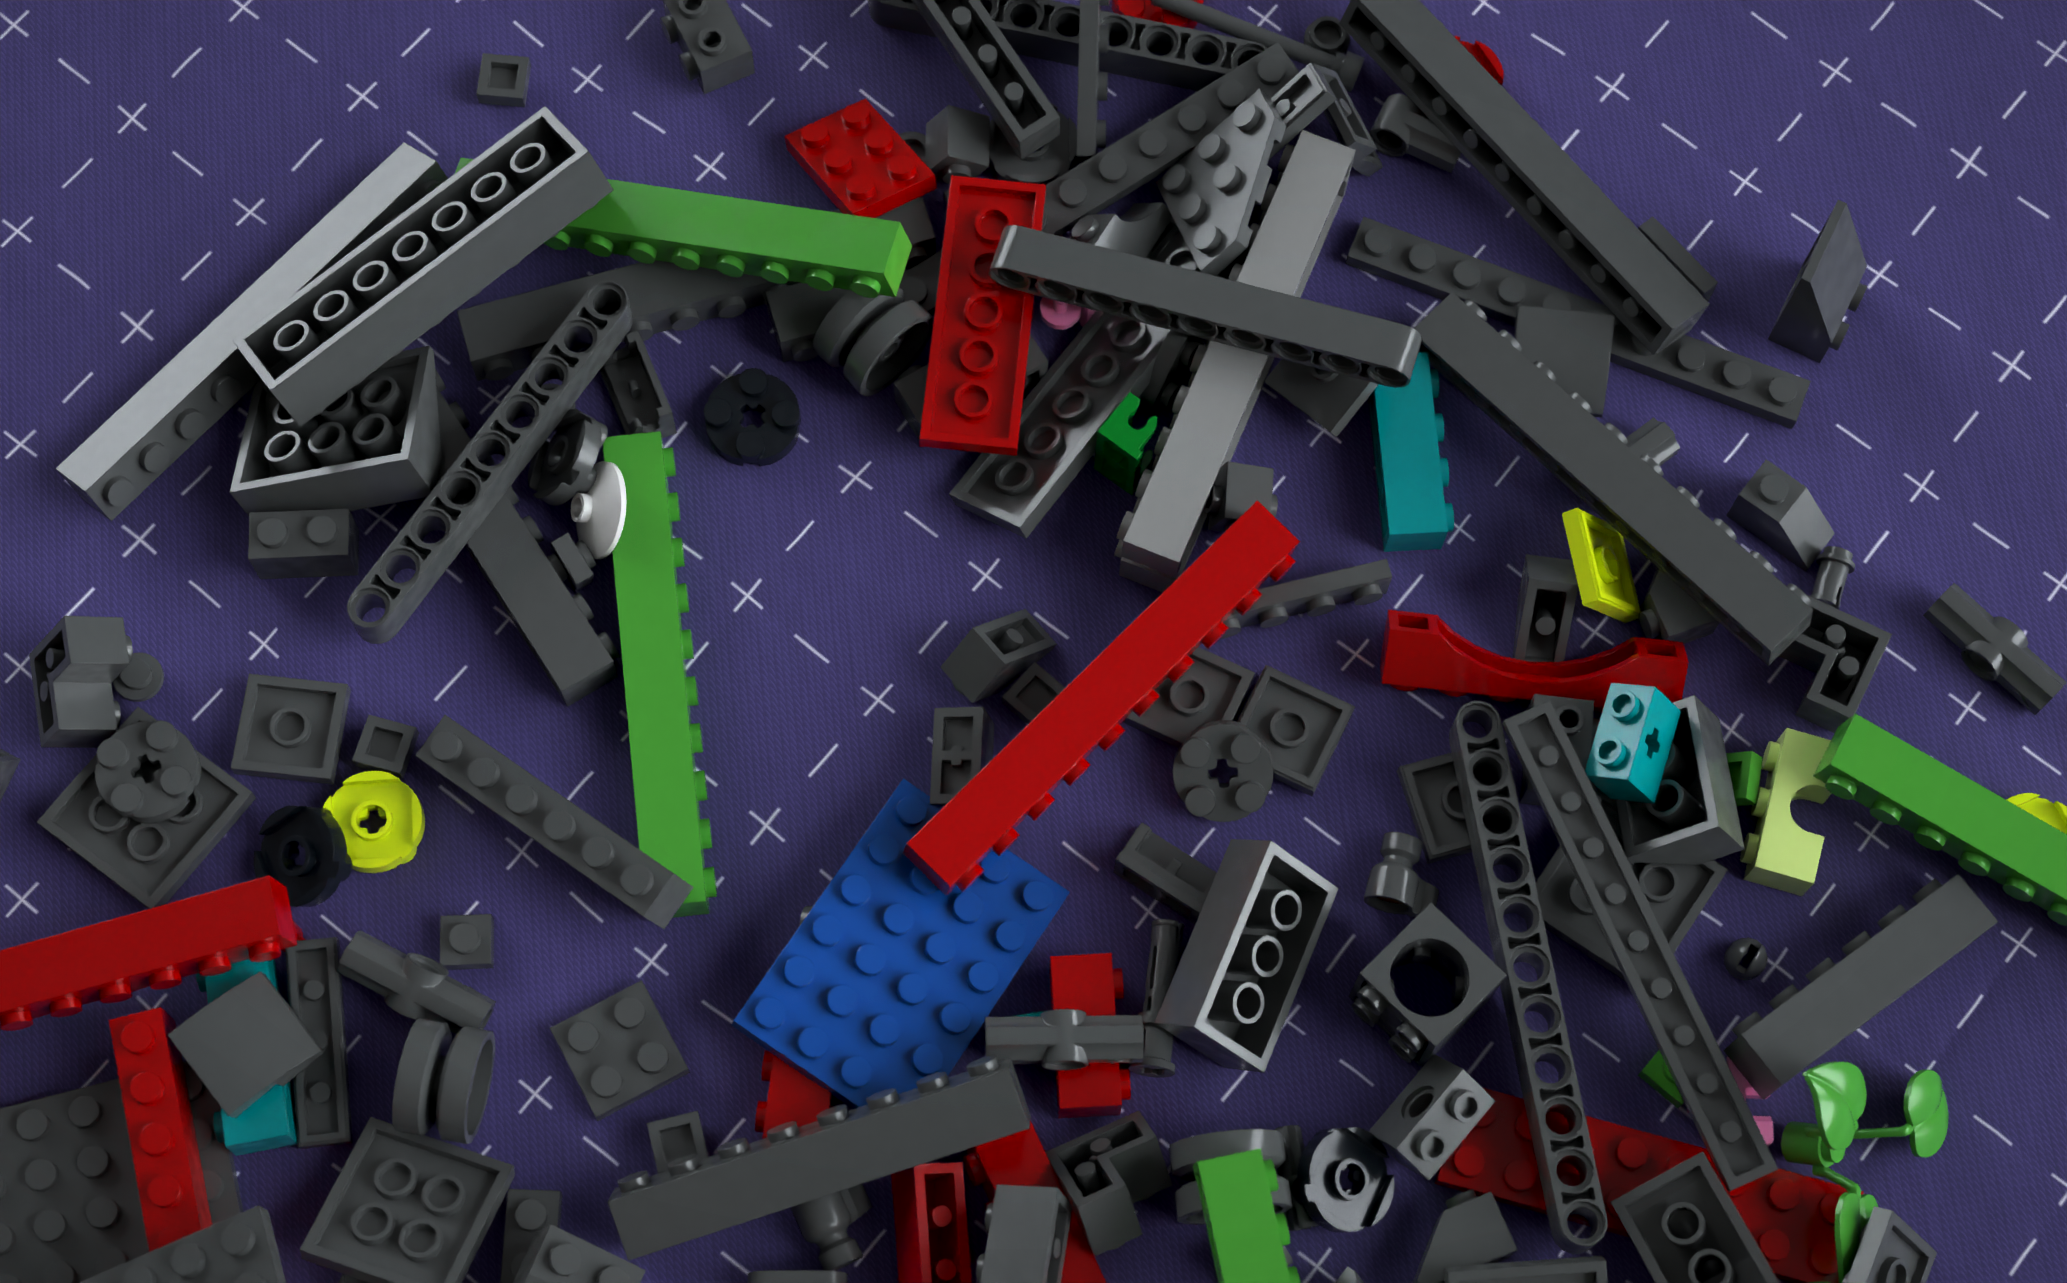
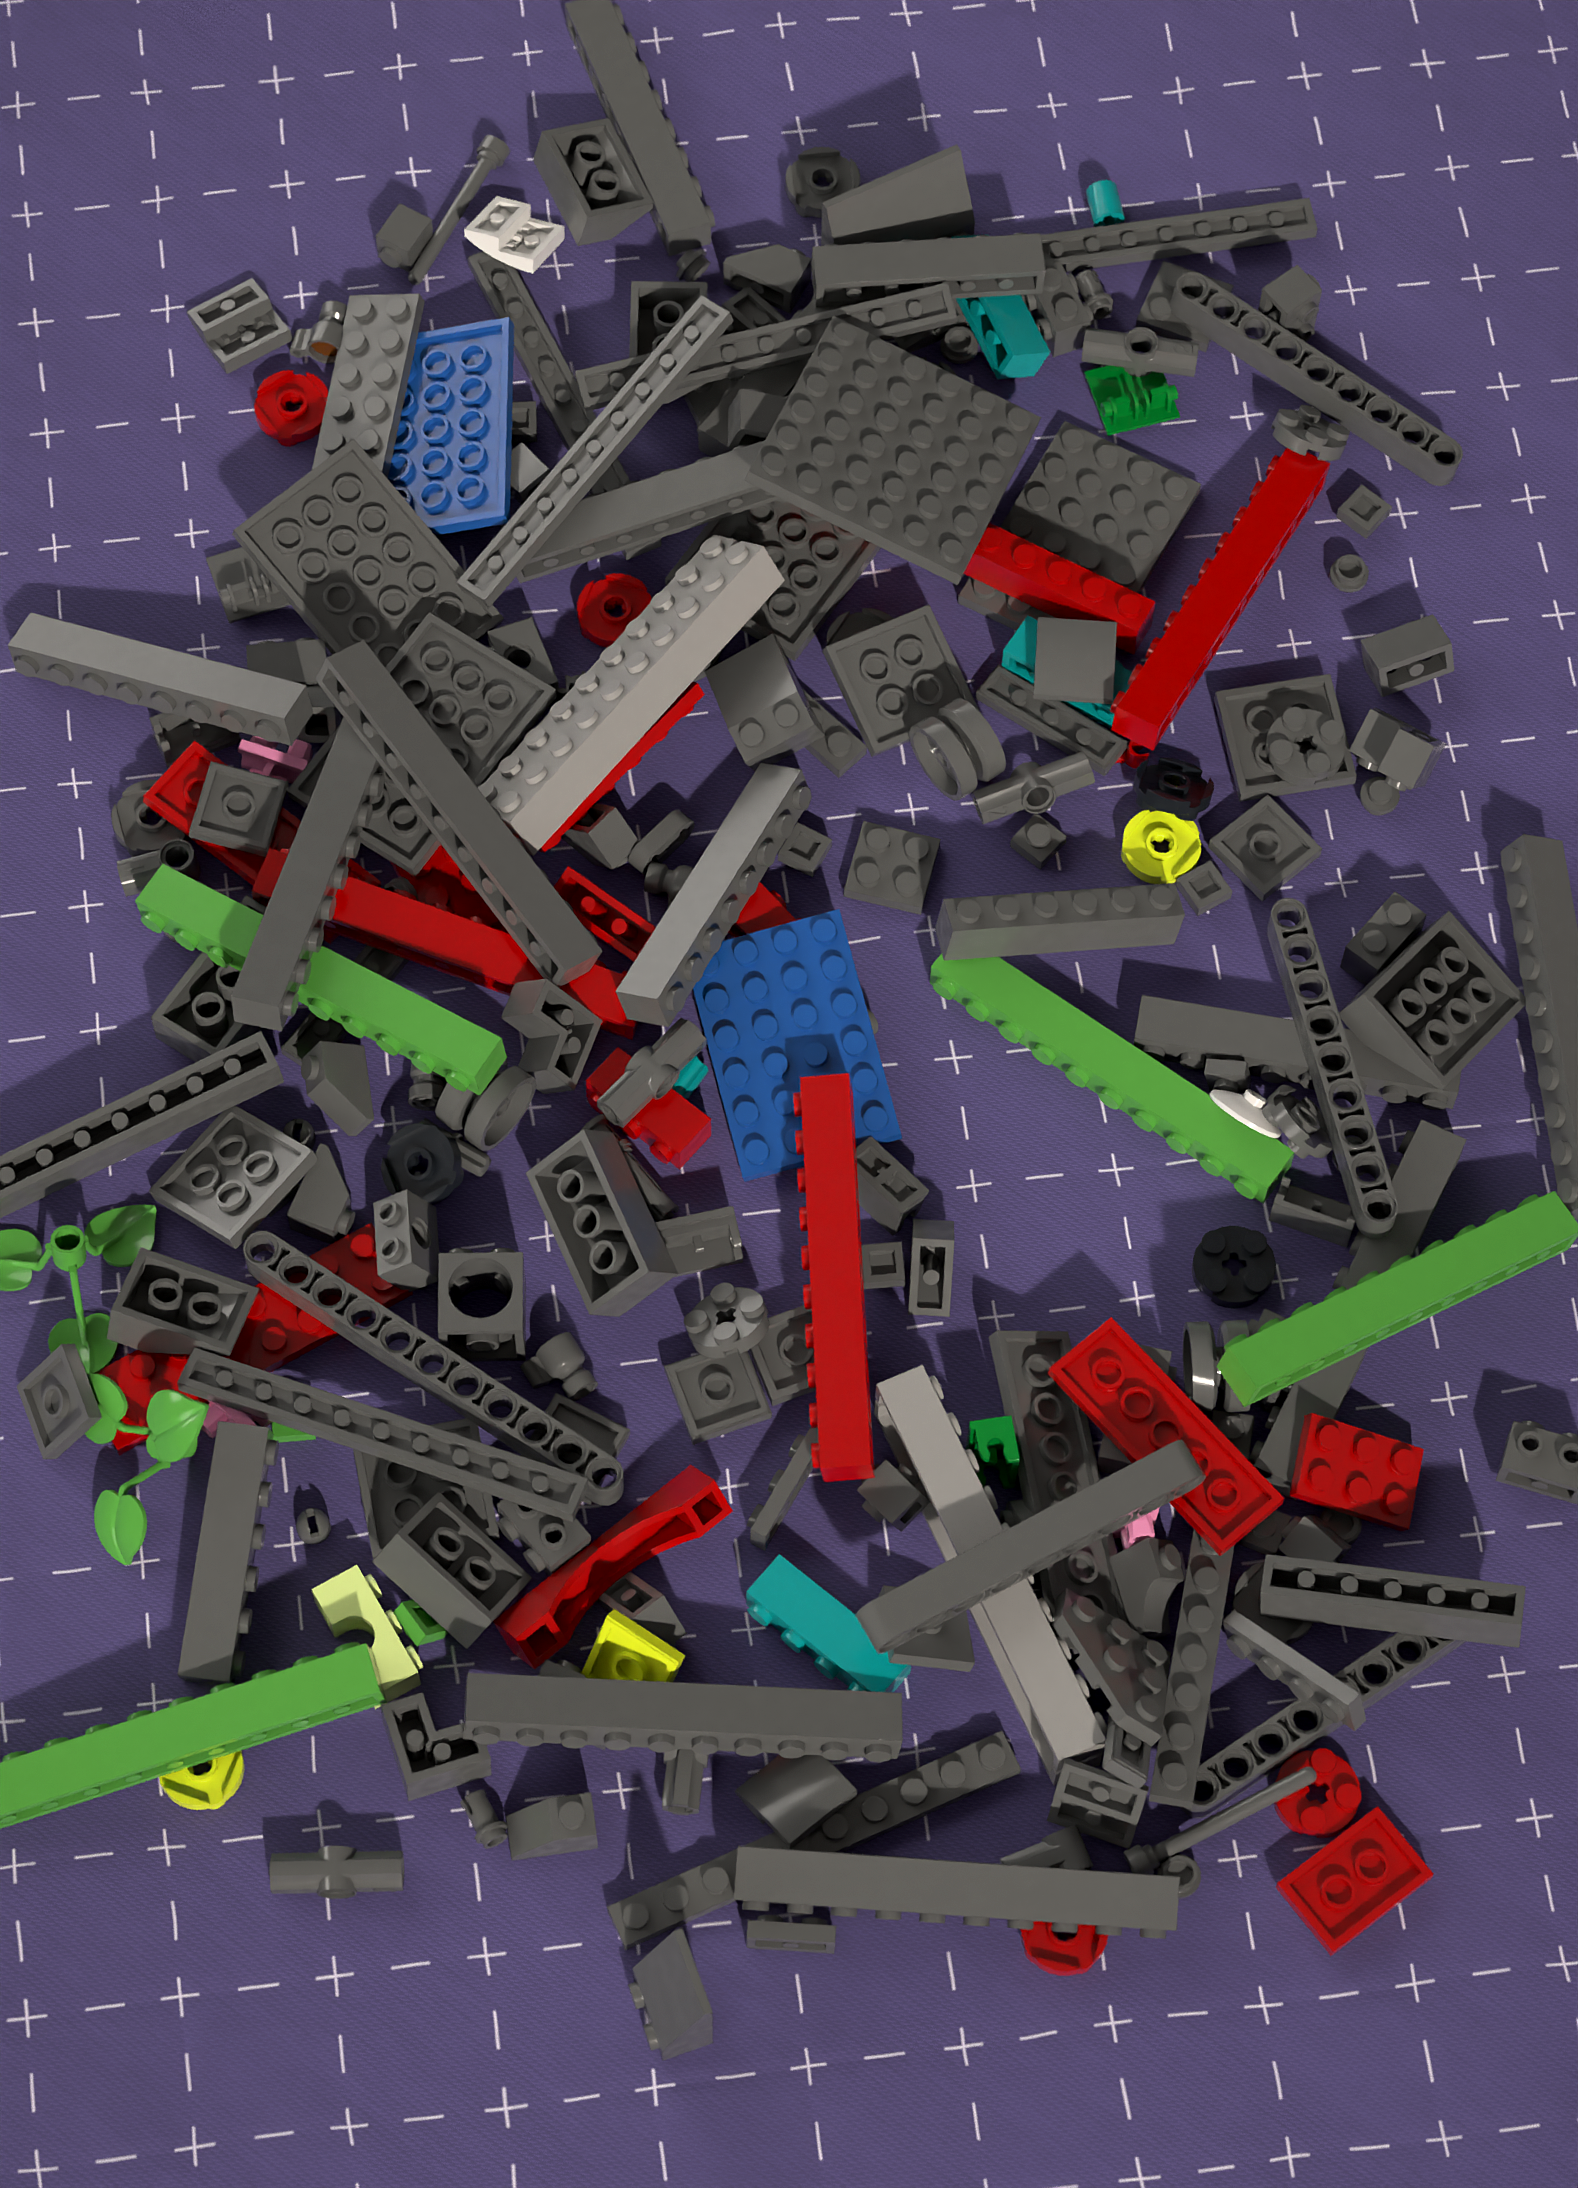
camera: 135 degrees right, 5 degrees down
(423, 265) = (1502, 1119): dark grey brick -> none
(1632, 742) = (500, 1553): teal brick -> none

